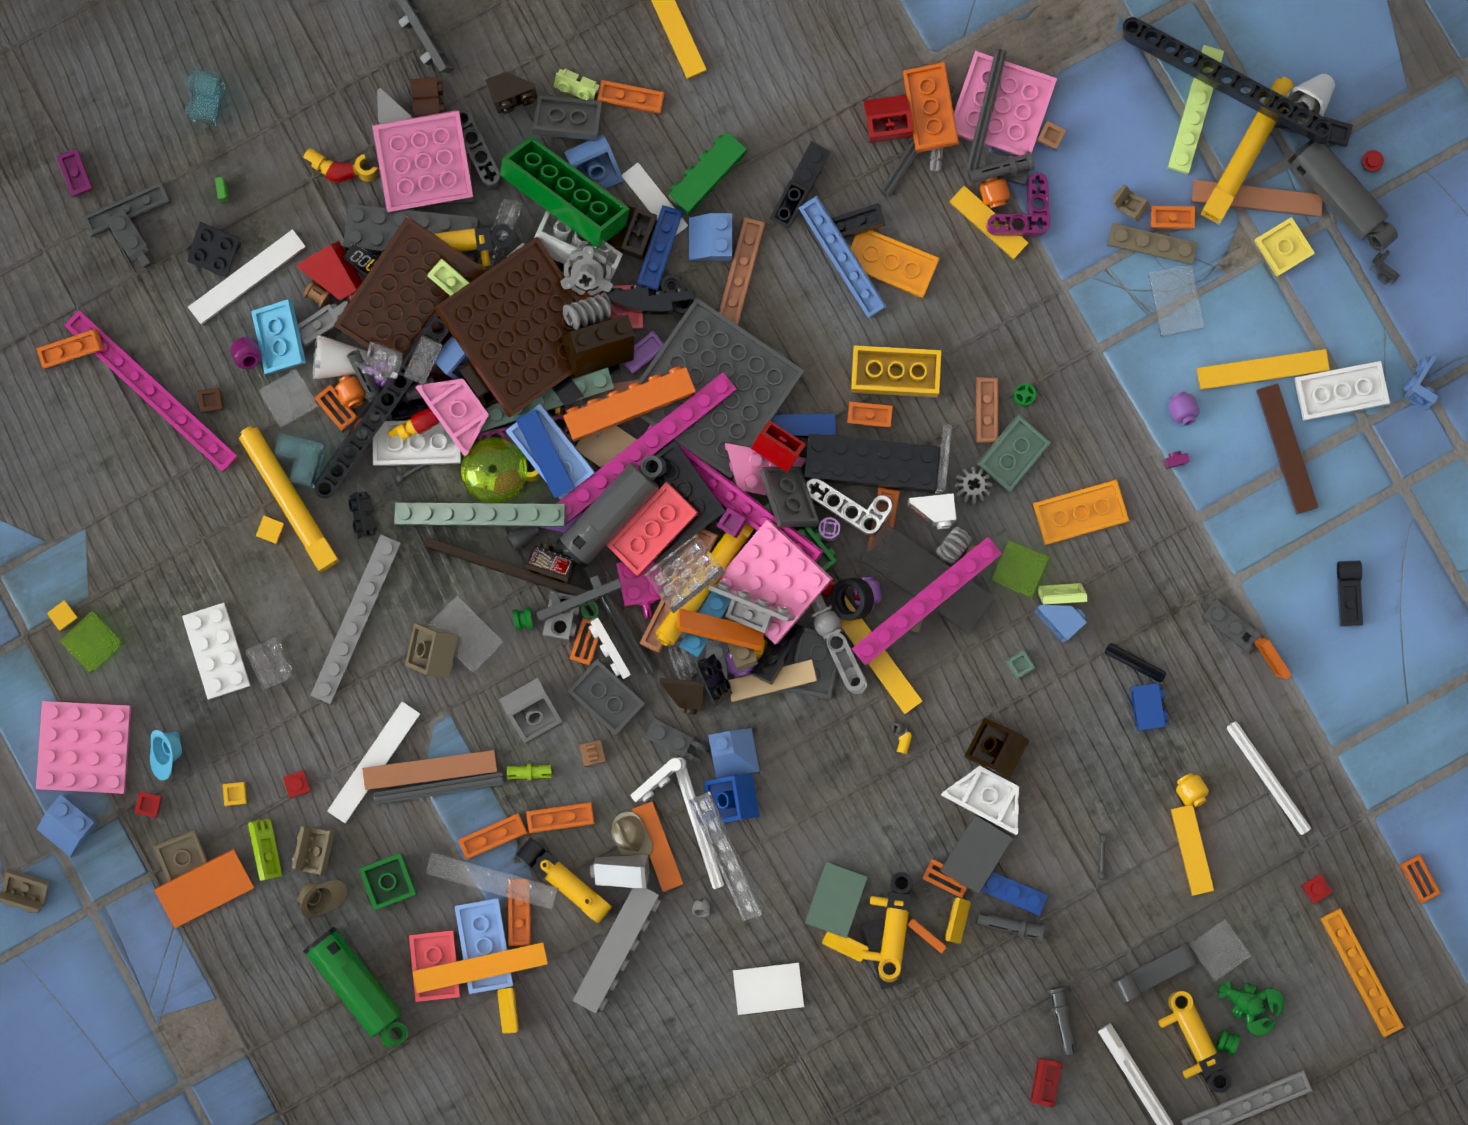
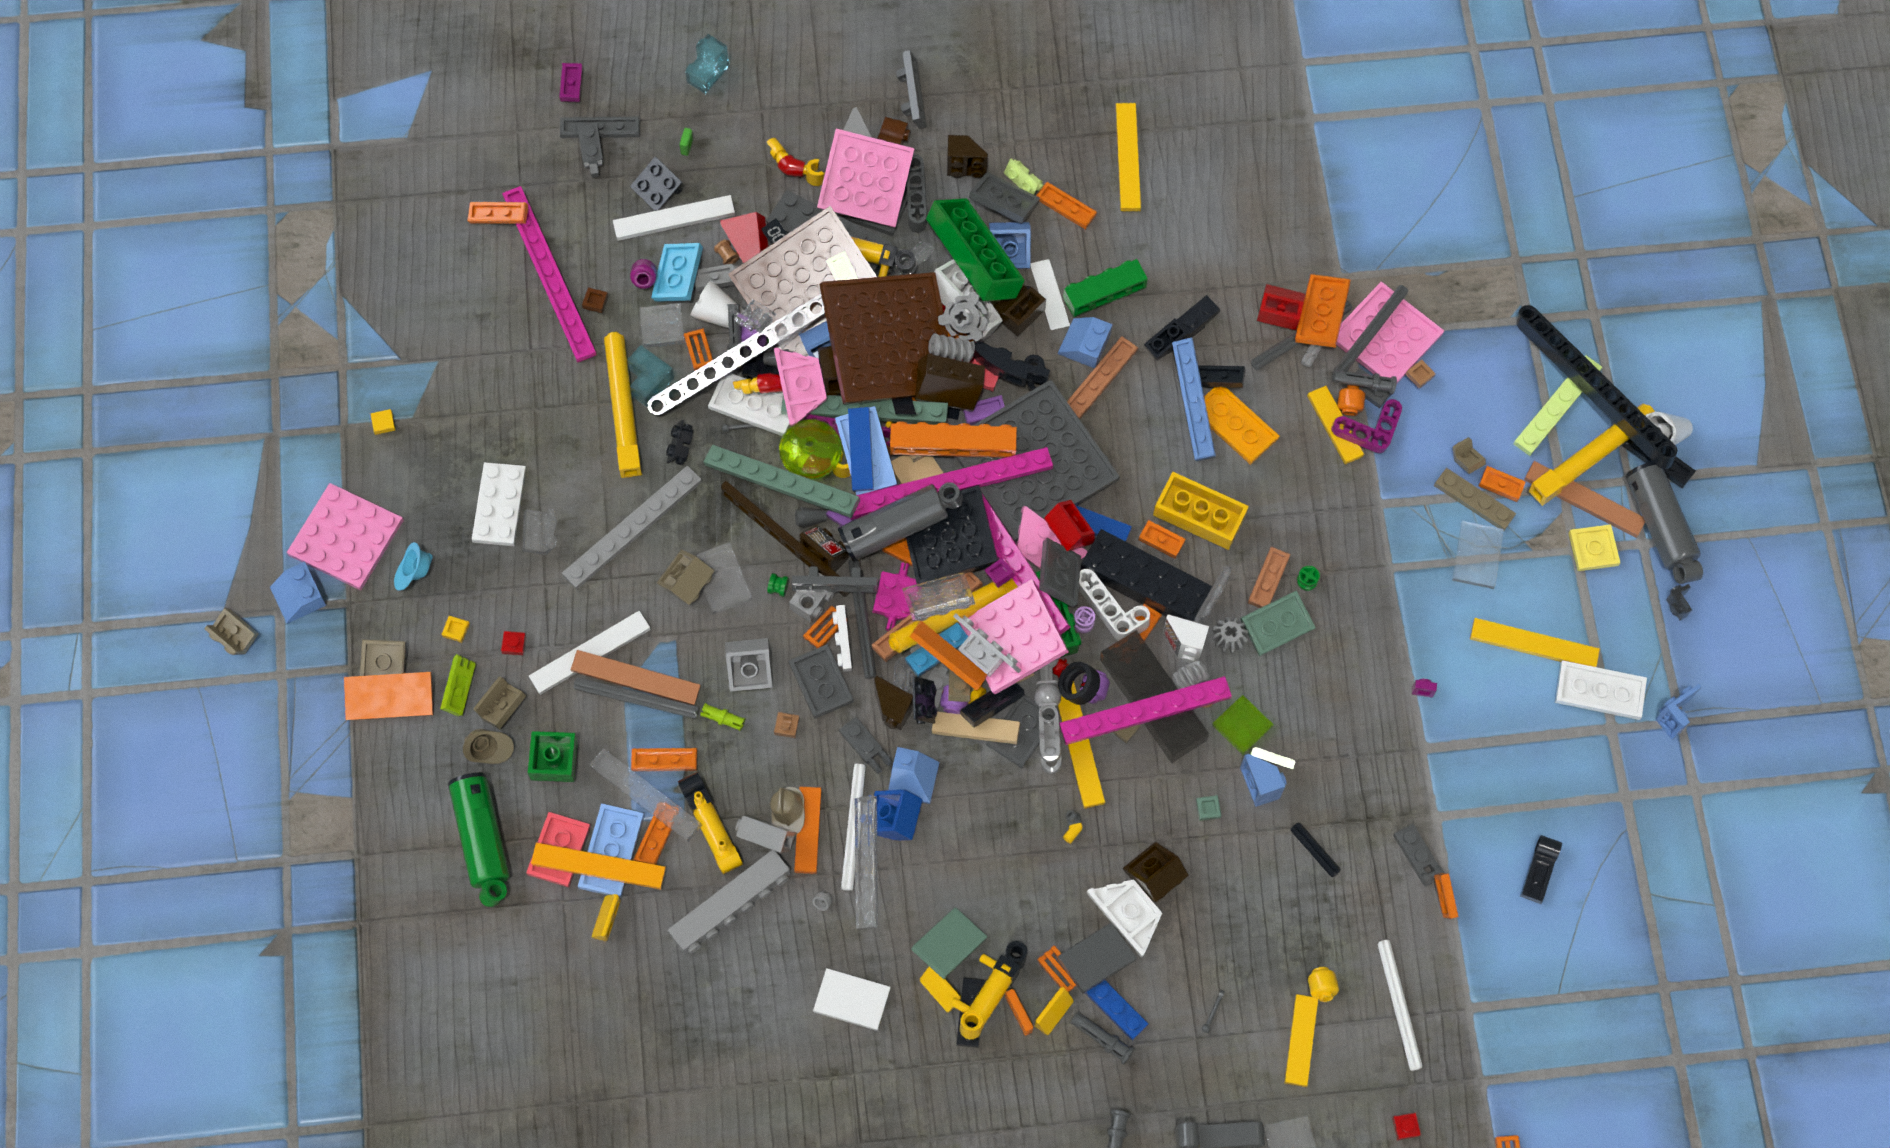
camera: 20 degrees right, 15 degrees down
(91, 642) = (396, 453): clear neon green plate -> none
(148, 804) = (376, 605): red plate -> none
(270, 529) = (594, 424): yellow tile -> none
(350, 392) = (716, 339): orange head -> none
(560, 817) = (732, 768): orange tile -> none
(593, 607) = (844, 599): green hinge -> none
(652, 529) = (926, 551): coral plate -> none
(659, 248) = (1037, 330): blue tile -> none
(659, 779) = (835, 768): white plate -> none
(1080, 512) = (1318, 699): light orange tile -> none
(1148, 707) = (1311, 892): blue brick -> none
(1183, 408) = (1448, 646): medium lavender head -> none
(1287, 449) = (1530, 721): reddish brown tile -> none
(1372, 161) = (1702, 508): red plate -> none

